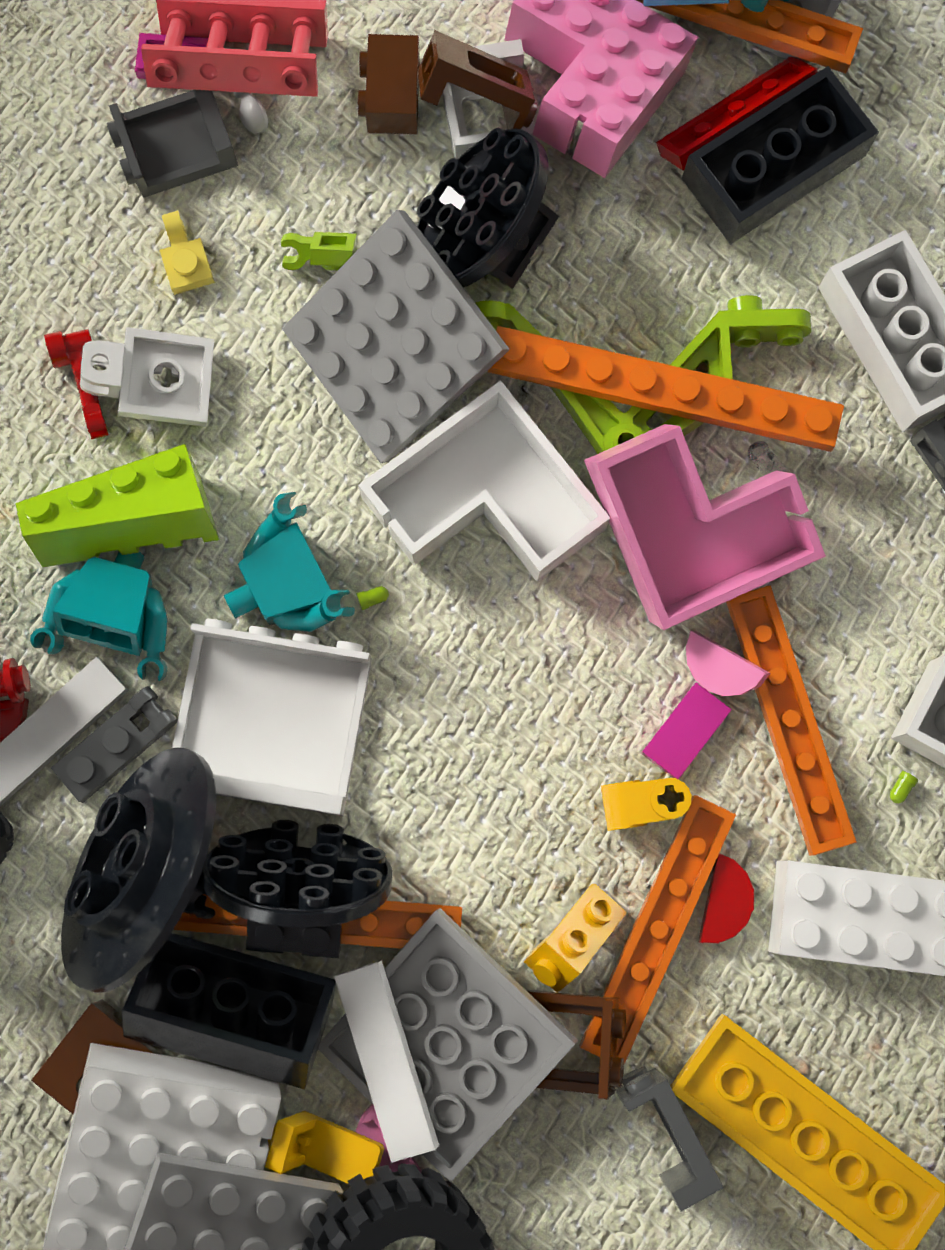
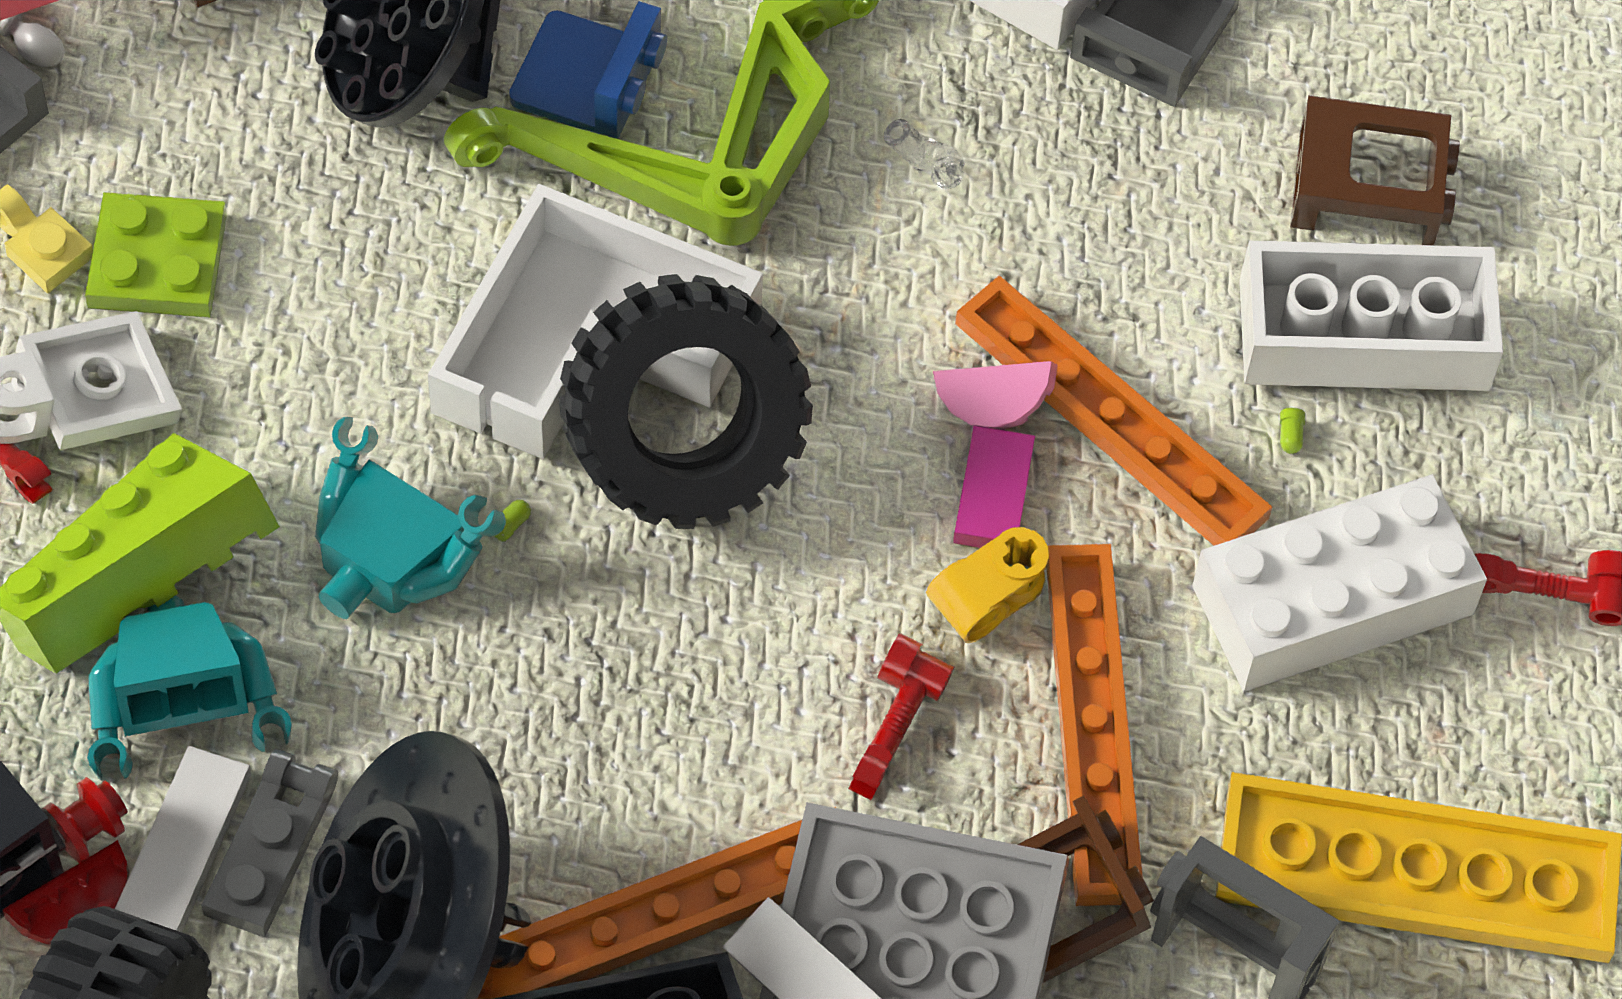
camera: 30 degrees left, 20 degrees down
(250, 301) = (156, 254): none -> lime plate
(274, 714) = (471, 665): white panel -> none
(293, 892) = (627, 877): black bracket -> none
(322, 249) = (229, 150): lime plate -> none
(394, 337) = (375, 199): light grey plate -> none
(499, 640) = (728, 468): none -> black tyre
(563, 839) = (915, 676): none -> red brick
(575, 939) = (997, 778): yellow bracket -> none
(586, 300) = (590, 71): none -> blue bracket
(669, 389) = (741, 110): orange plate -> none
(692, 549) = (861, 267): bright pink piece -> none
(727, 903) = (1159, 652): red tile -> none

